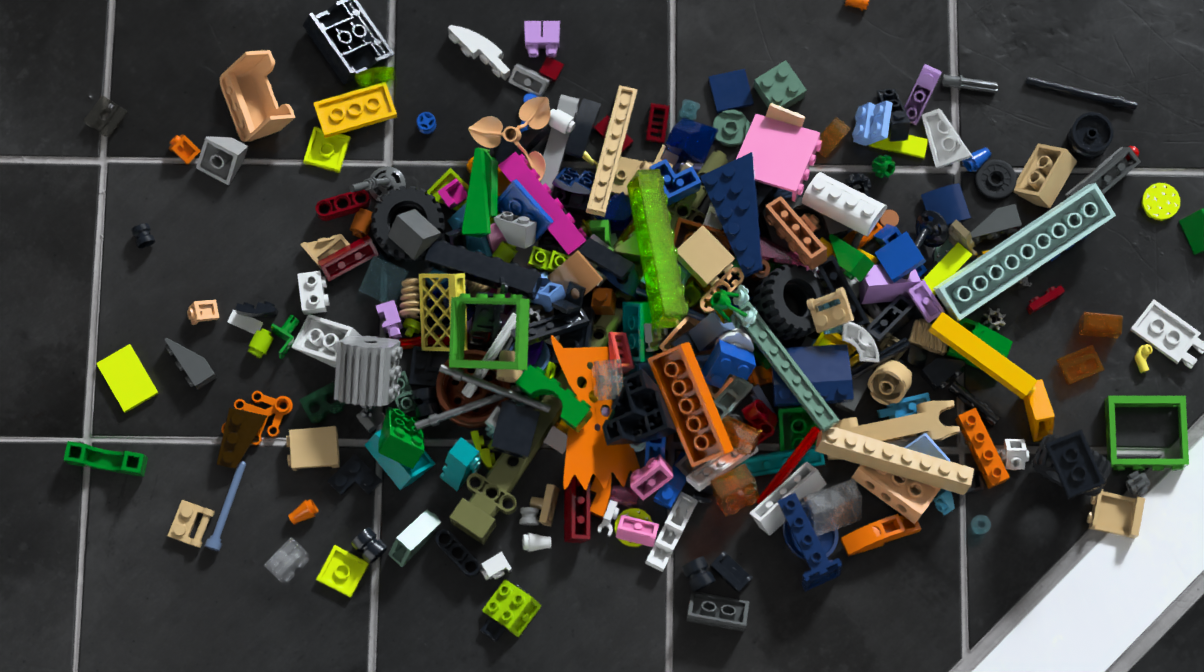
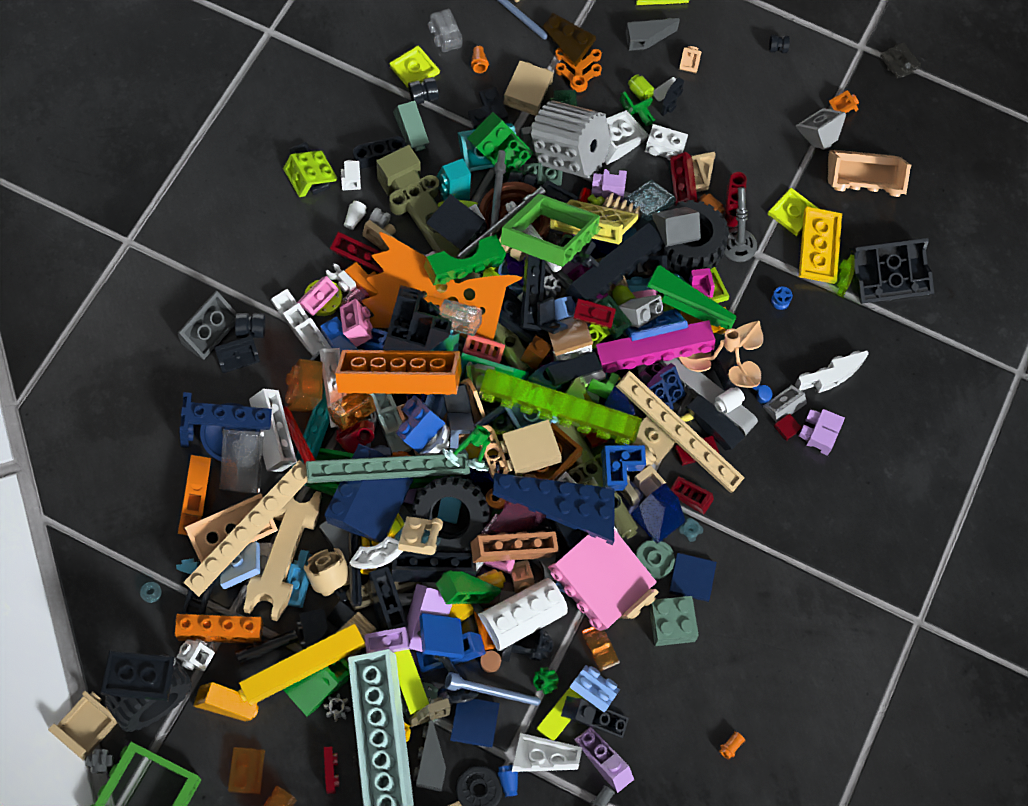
camera: 110 degrees right, 10 degrees down
(536, 250) = (620, 321): none -> clear green slope
(548, 262) = (594, 313): none -> dark red plate
(931, 229) = (454, 682): none -> sand blue piece

